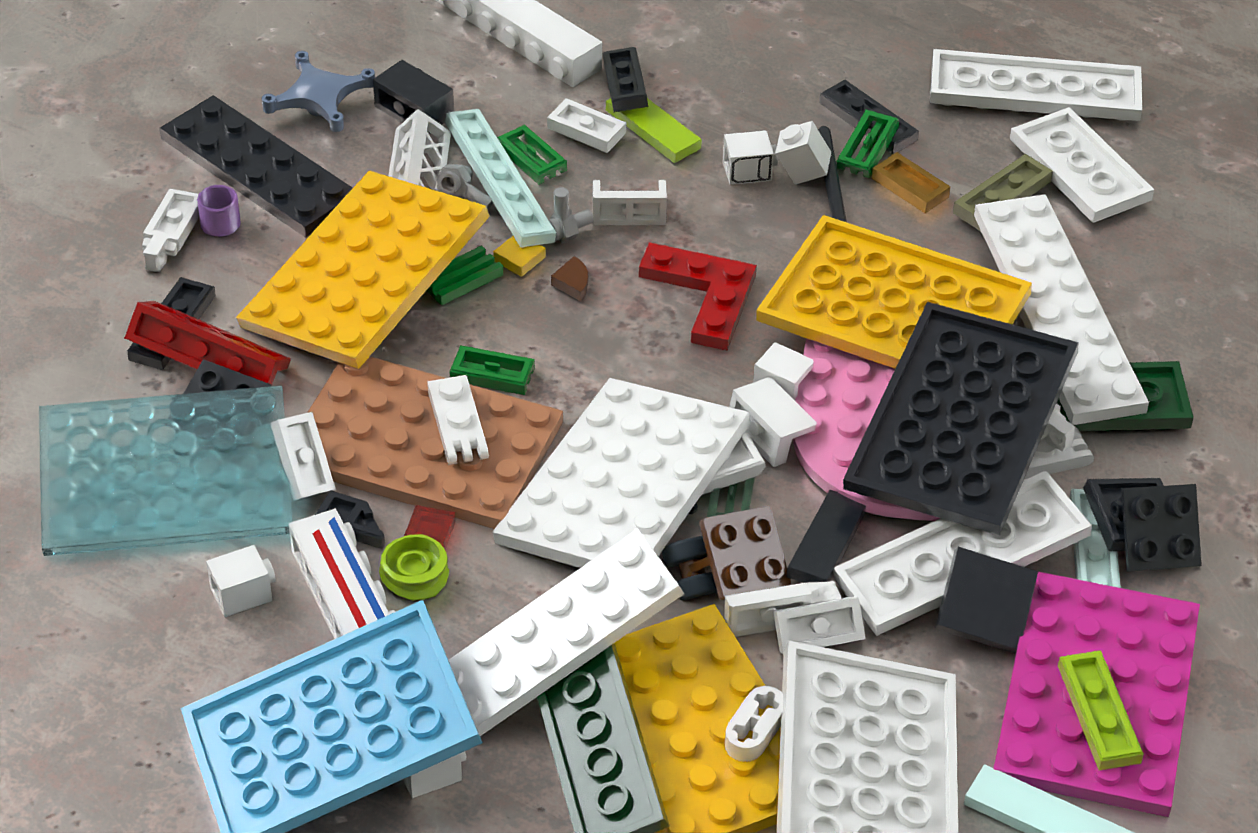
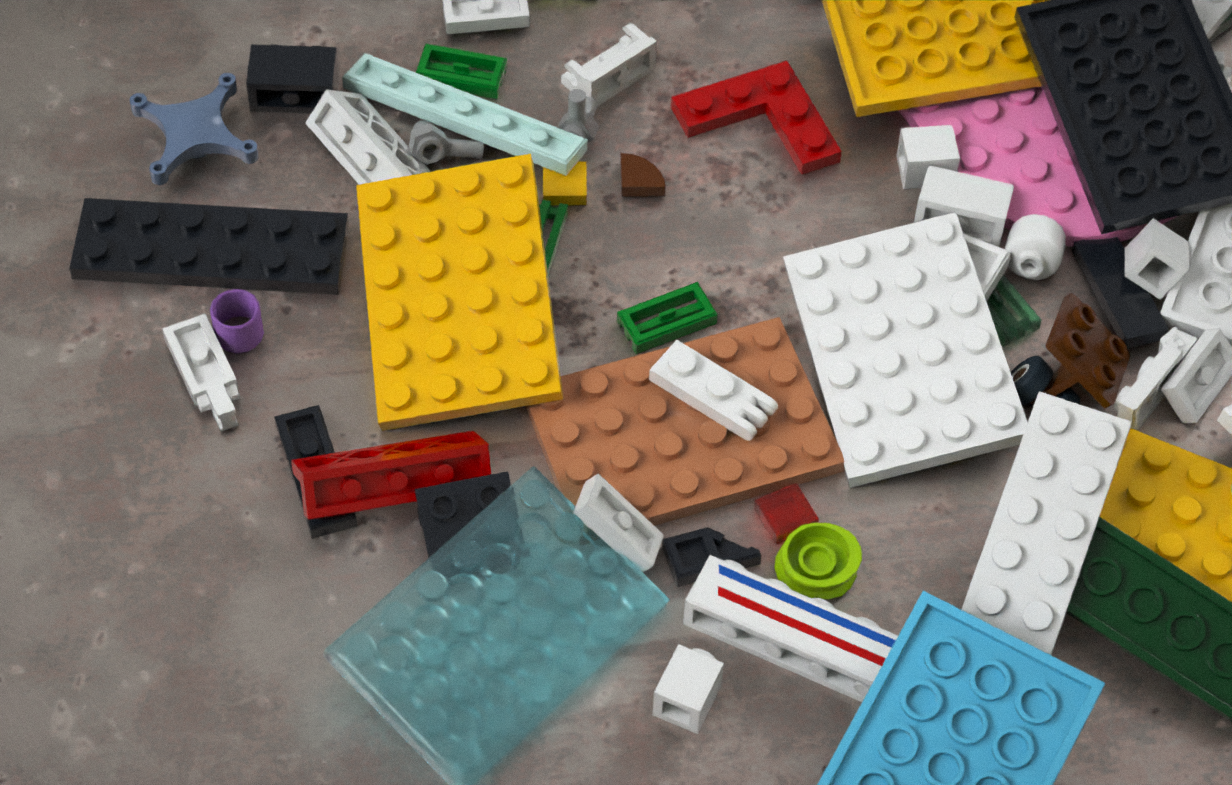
camera: 40 degrees left, 10 degrees up
(793, 473) = (1036, 243): none -> white head
(867, 528) = (1156, 258): none -> white brick

